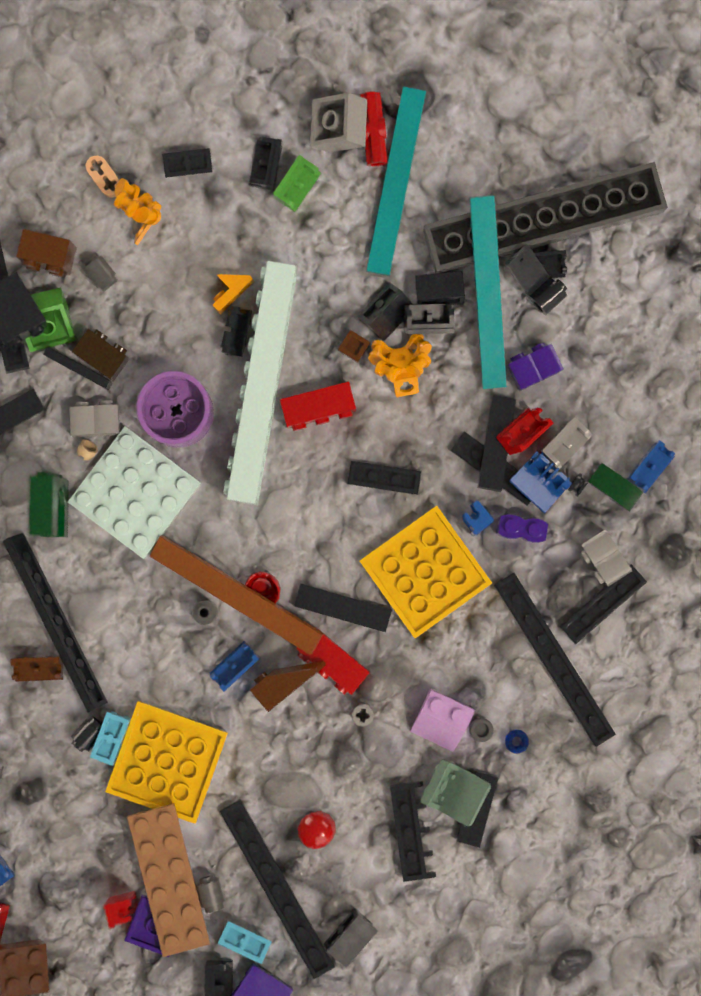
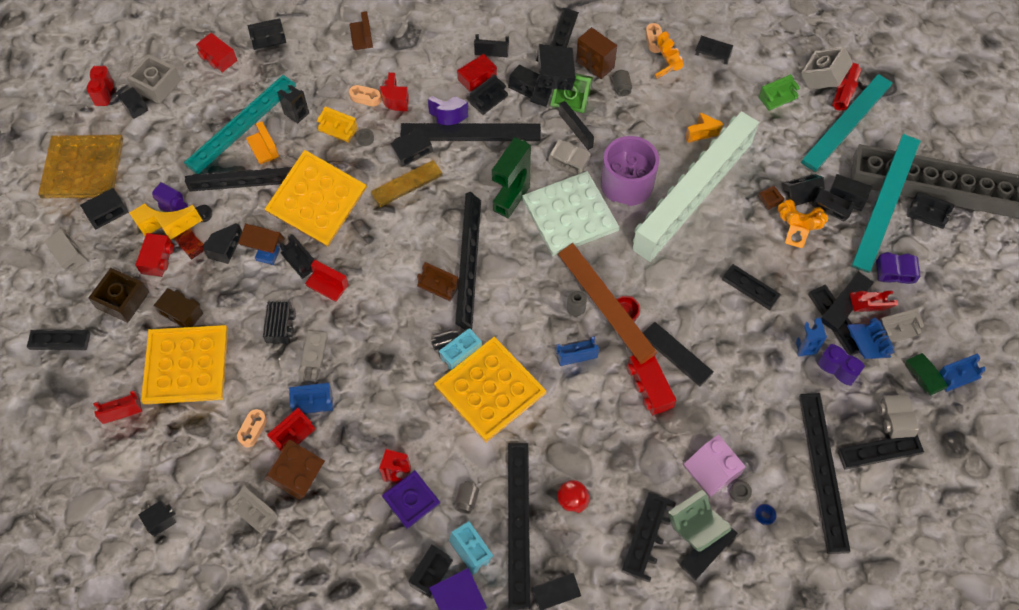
camera: 30 degrees right, 25 degrees down
(87, 449) = (553, 173): tan hinge -> none
(100, 354) = (597, 123): dark brown brick -> none
(168, 879) = (441, 469): medium nougat plate -> none
(235, 340) = (688, 155): black hinge -> none
(266, 163) = (765, 74): black hinge -> none
(281, 682) = (604, 375): reddish brown slope -> none
(318, 406) = (727, 219): red brick -> none
(367, 720) = (657, 435): light grey bush -> none
(425, 572) = (752, 359): yellow plate -> none
(535, 281) = (922, 215): black door -> none
(578, 484) = (897, 358): black bush -> none

